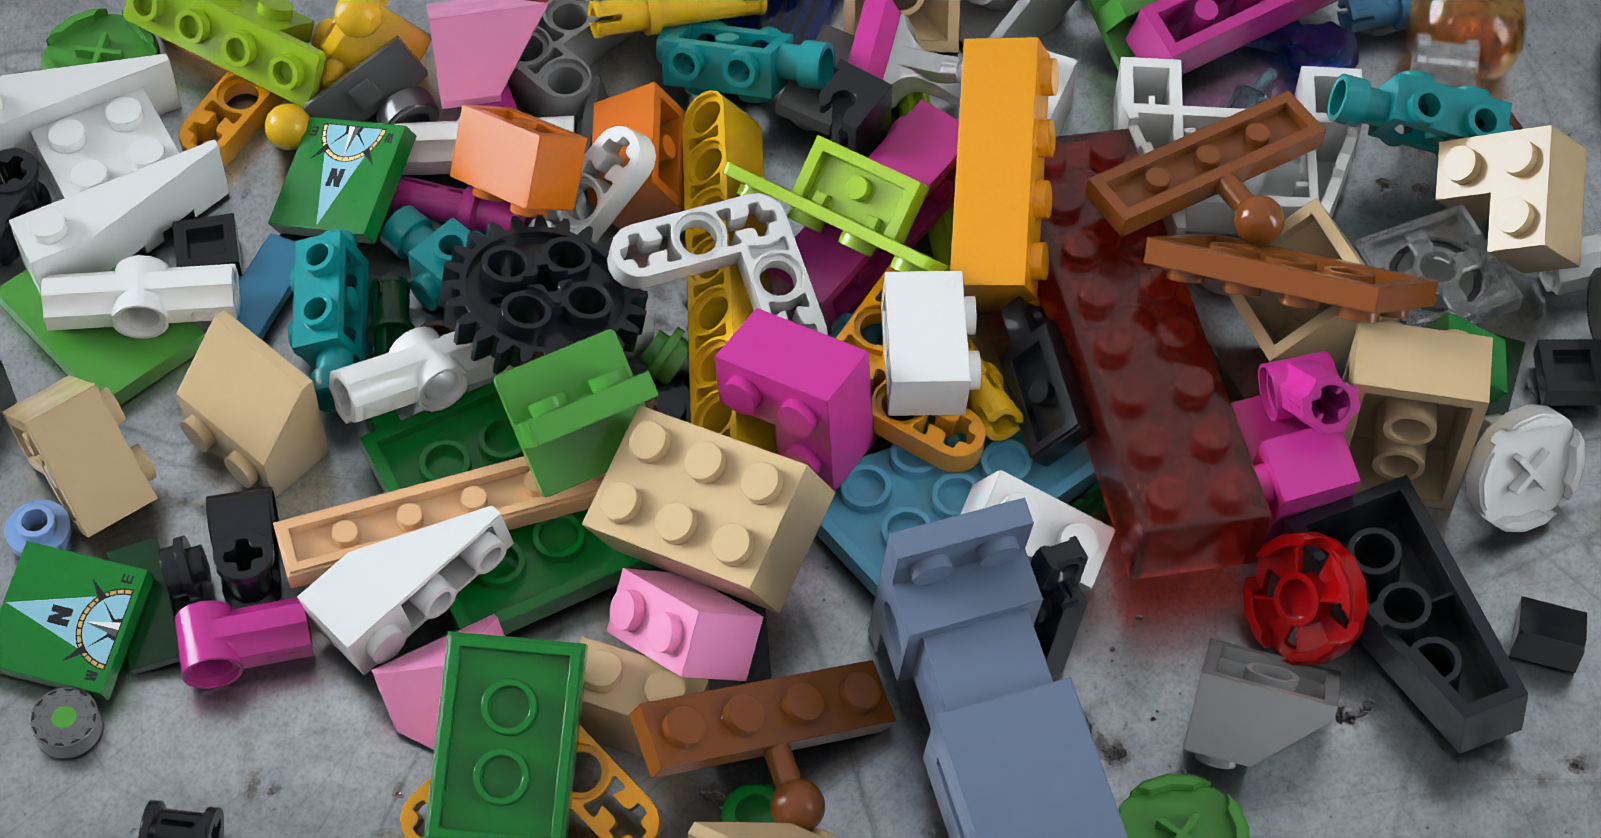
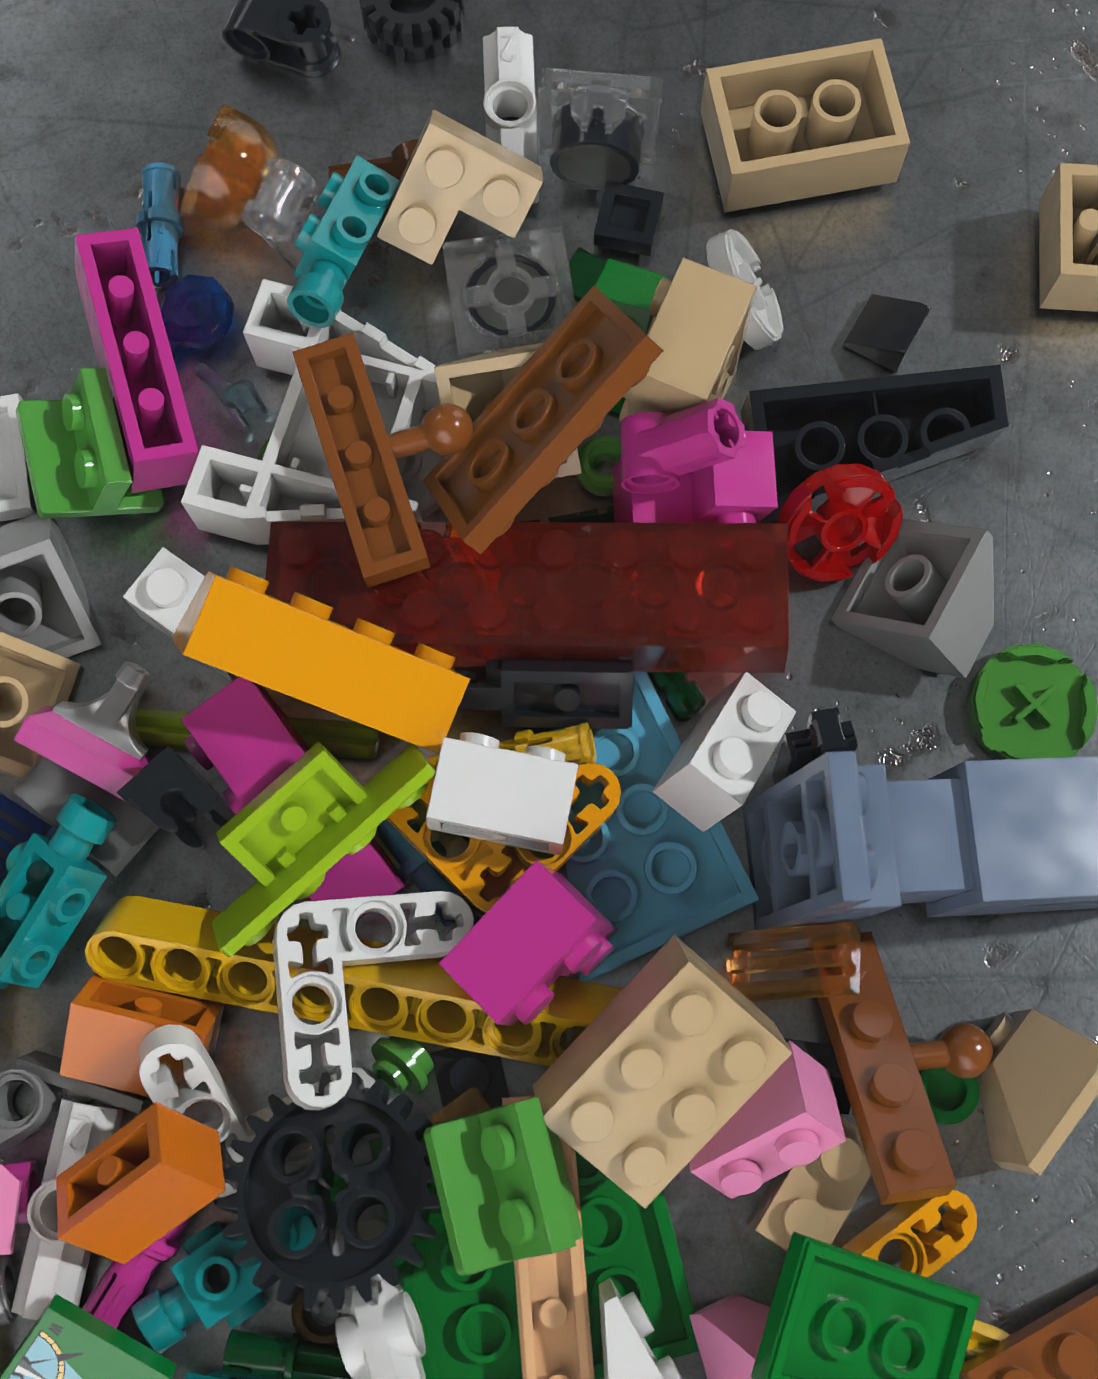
camera: 75 degrees left, 20 degrees up
(855, 641) = (793, 938): none -> clear orange tile

